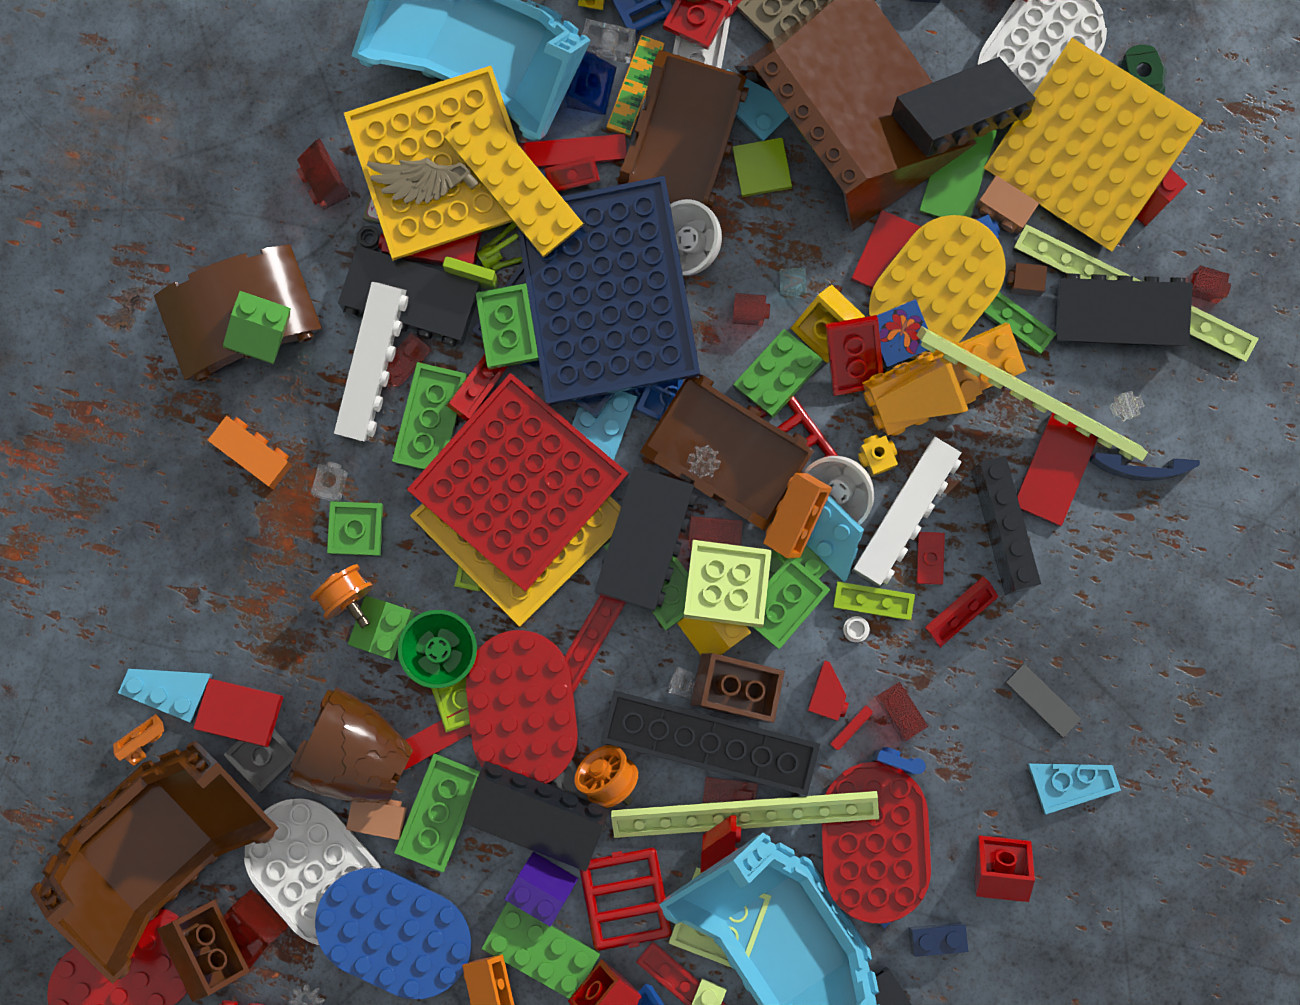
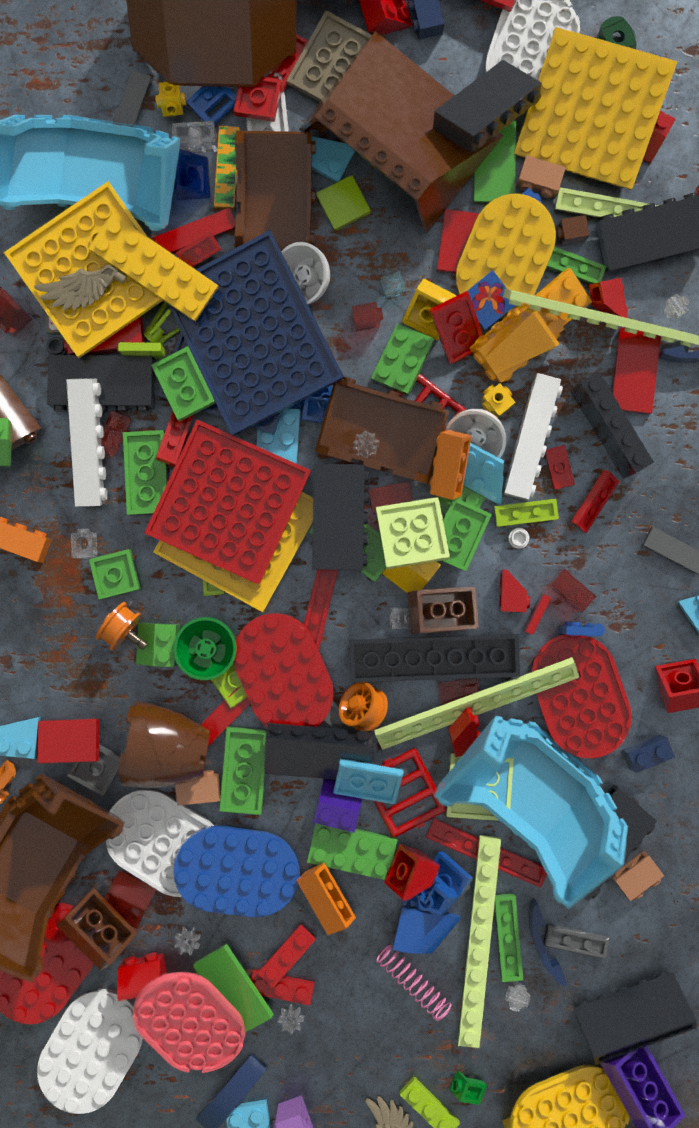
camera: 15 degrees left, 5 degrees up
(585, 869) = (368, 781): none -> medium azure tile
(1048, 372) = (609, 297): none -> red slope

